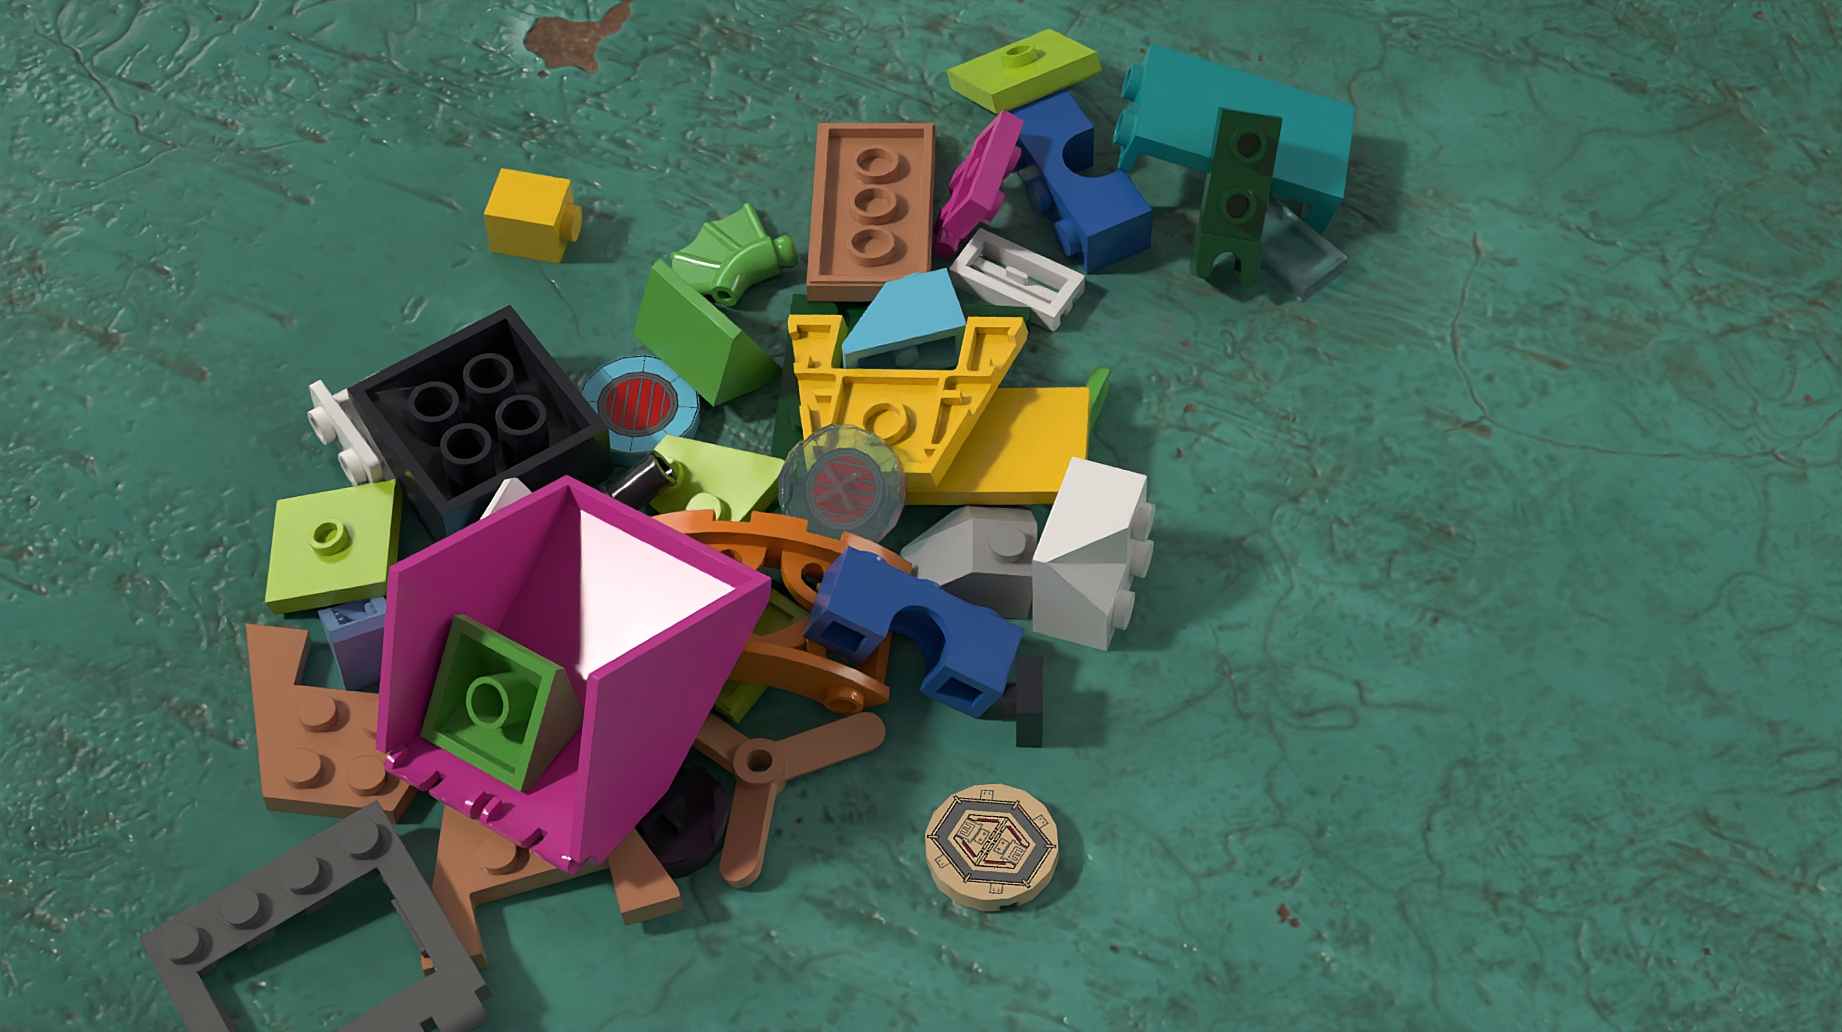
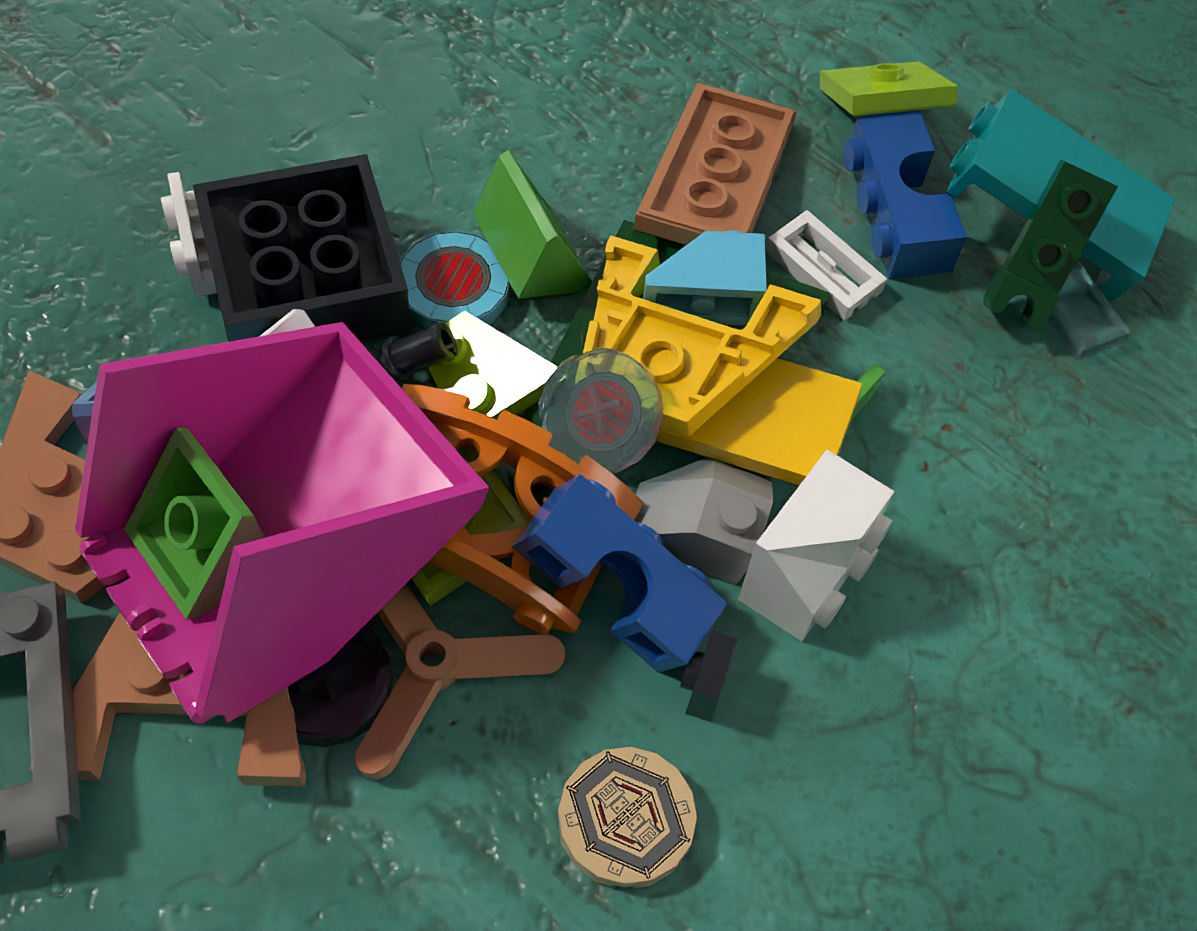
camera: 10 degrees right, 5 degrees up
(333, 546) = (134, 318): lime plate -> none
(532, 216) = (426, 88): yellow brick -> none
(733, 256) = (584, 173): bright green arm -> none
(977, 184) = (815, 170): dark pink plate -> none

